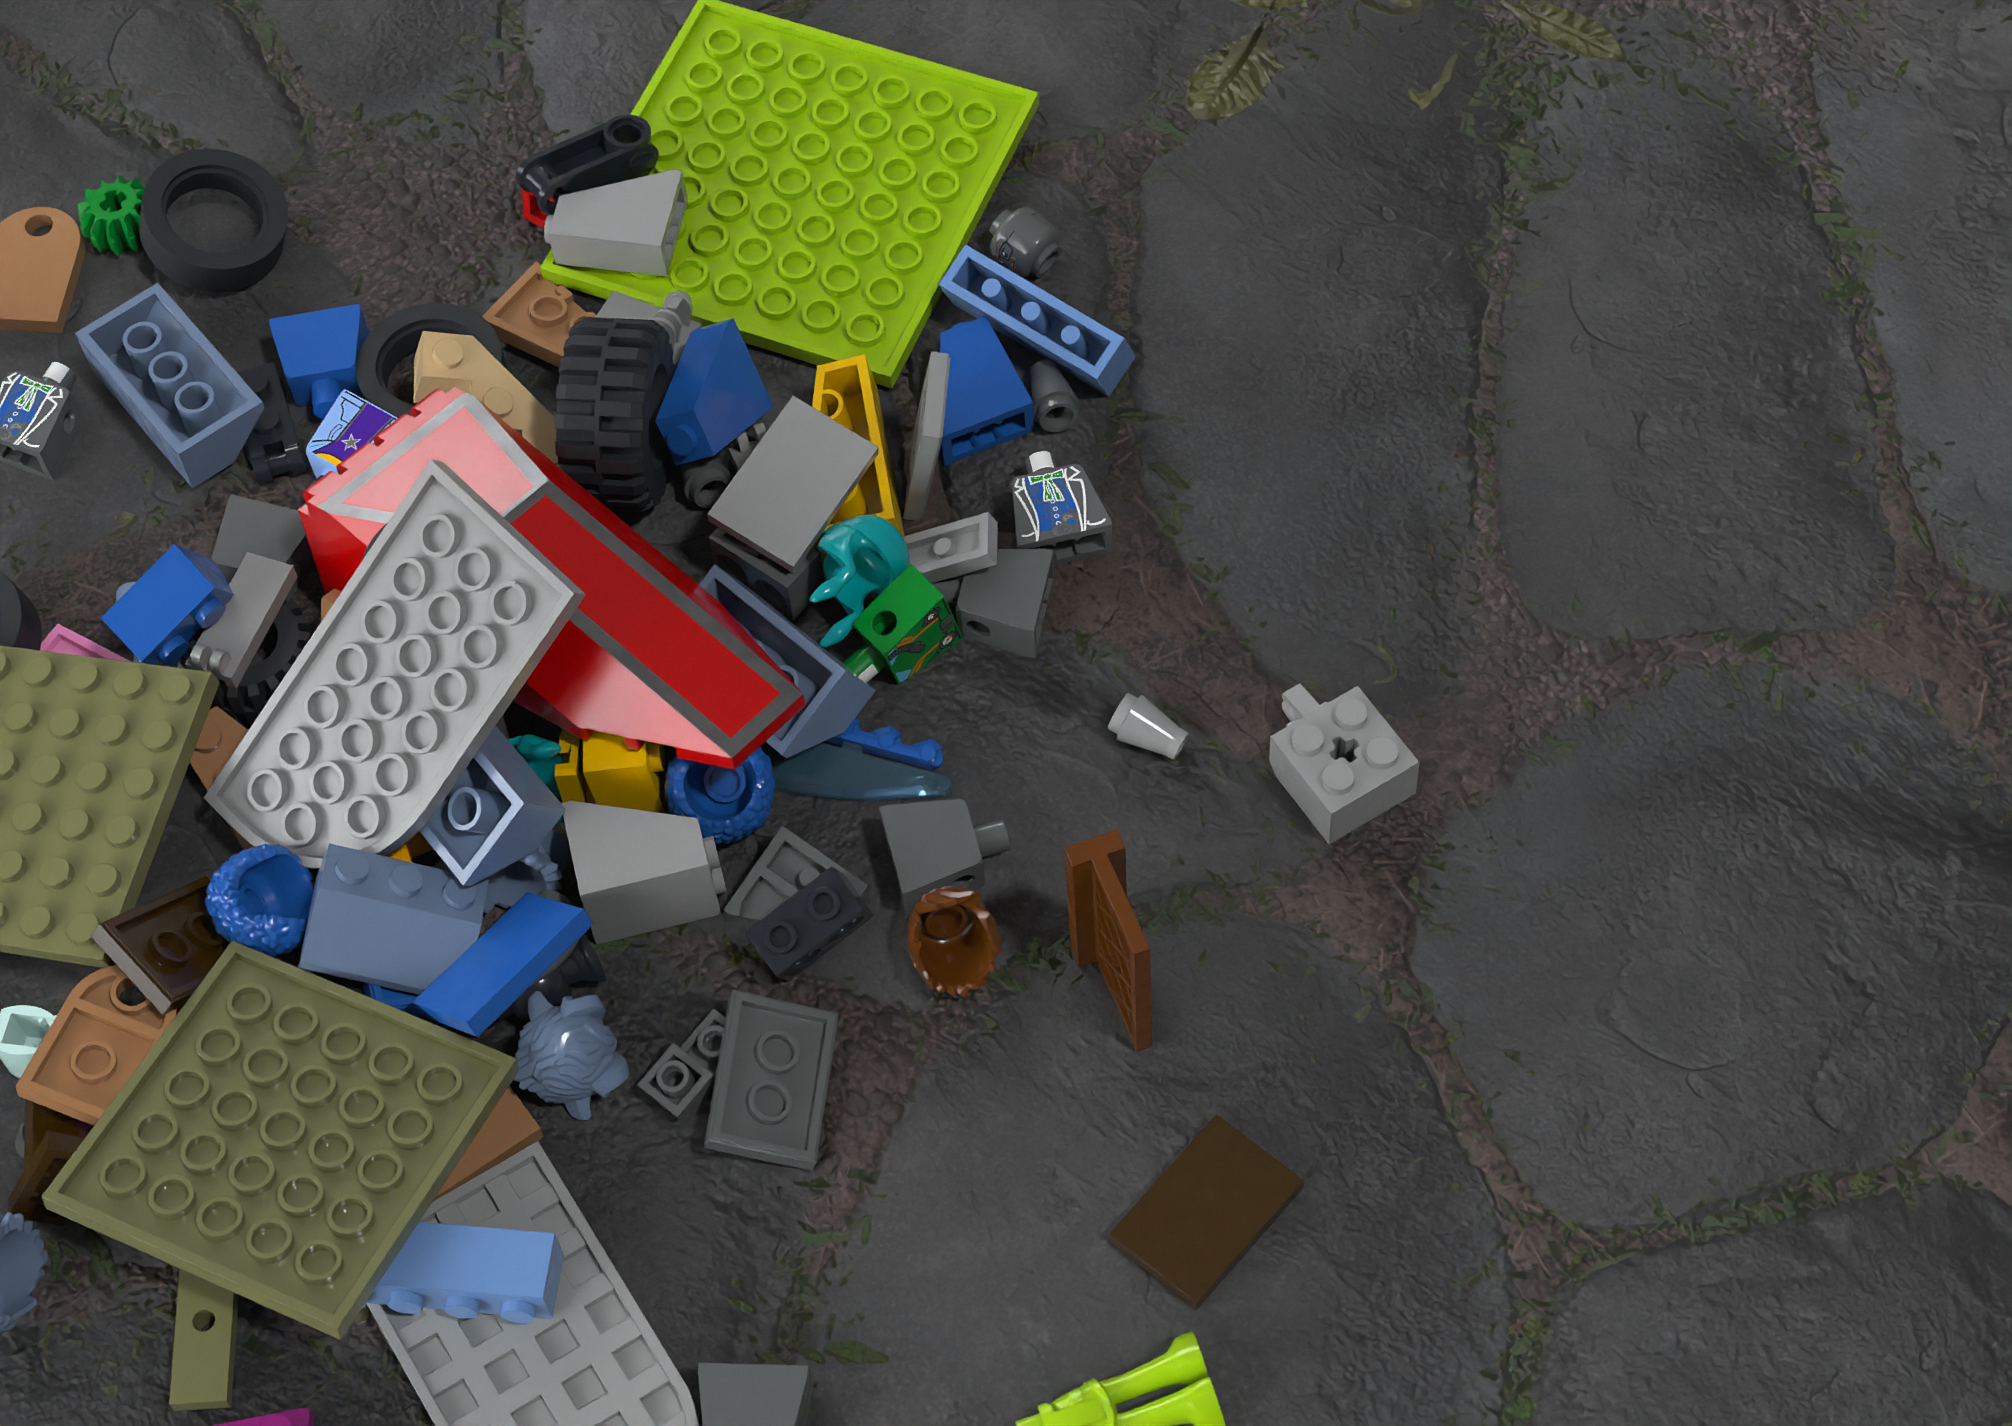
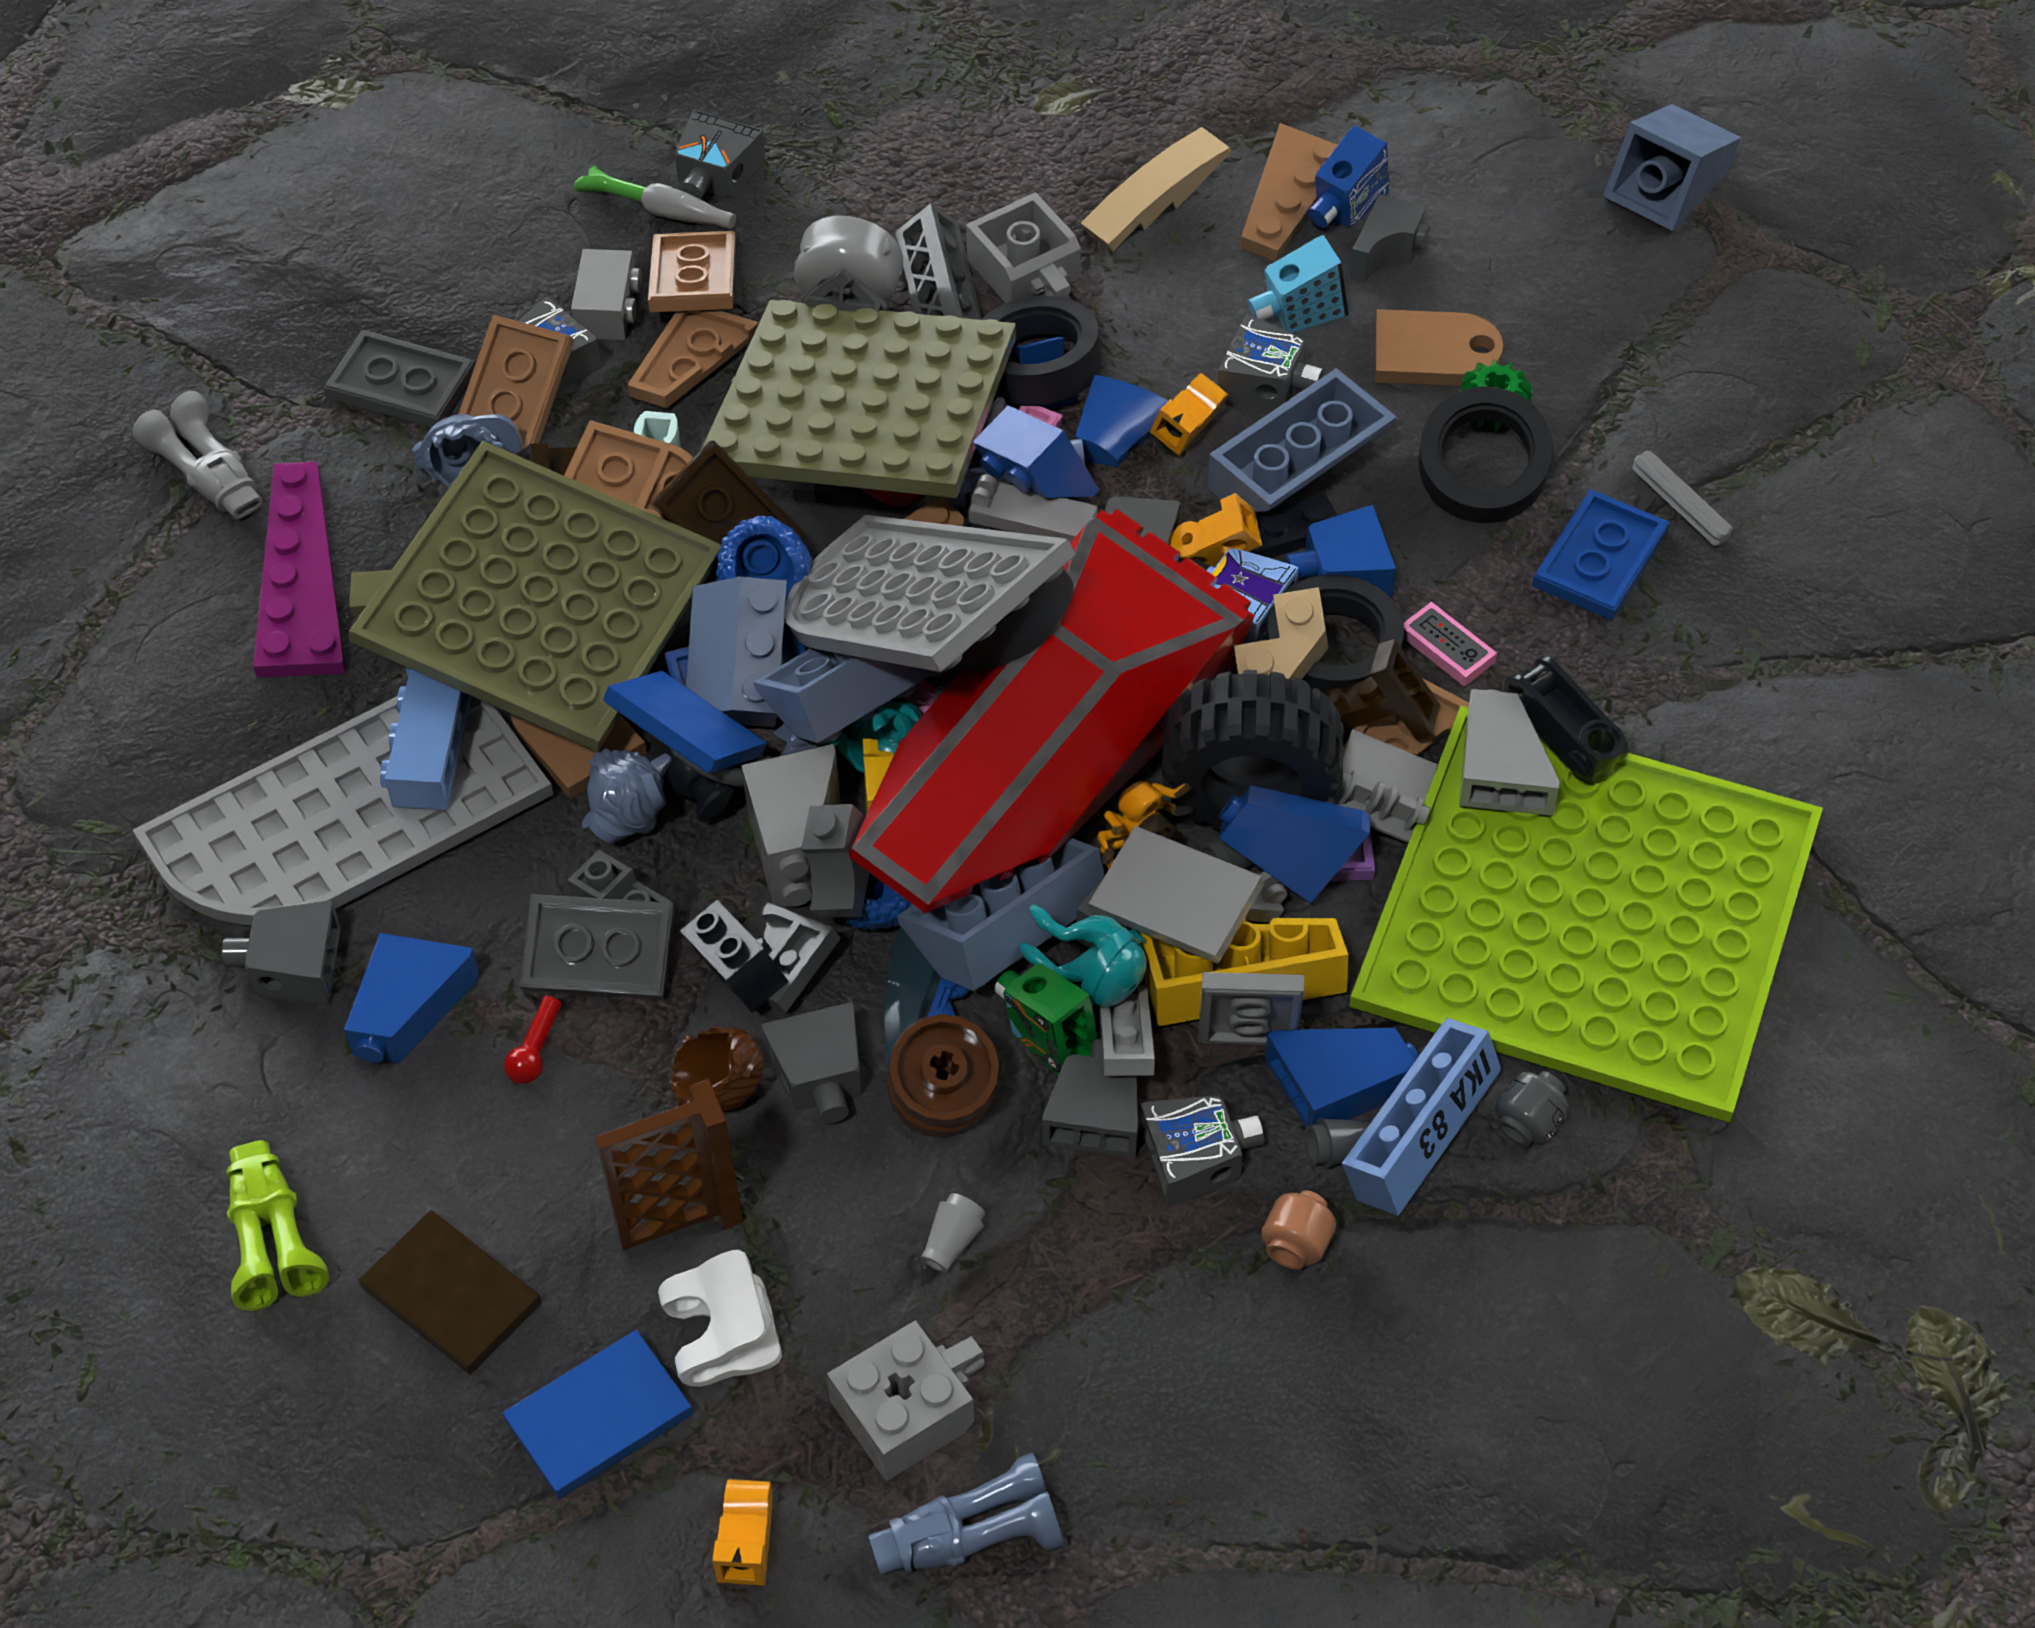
camera: 85 degrees right, 5 degrees down
(74, 569) = (1116, 420): none -> blue slope
(82, 493) = (1189, 413): none -> light orange leg
(284, 461) = (1216, 534): none -> light orange leg
(287, 75) = (1682, 498): none -> light grey axle
(347, 149) = (1600, 554): none -> blue tile
(450, 278) = (1448, 644): none -> tile
(535, 329) = (1390, 690): none -> dark brown bracket
(685, 522) = (1140, 808): none -> light orange animal
(722, 797) = (836, 879): none -> dark grey arch
(824, 1284) = (406, 994): none -> blue slope
(912, 1159) = (524, 1062): none -> red bar
(977, 721) = (947, 1047): none -> reddish brown wheel
(1156, 429) = (1298, 1229): none -> nougat head
(1251, 910) = (741, 1326): none -> white piece
(1352, 1054) = (597, 1414): none -> blue tile
(1478, 736) = (935, 1532): none -> sand blue piece
(1484, 904) = (744, 1533): none -> light orange leg

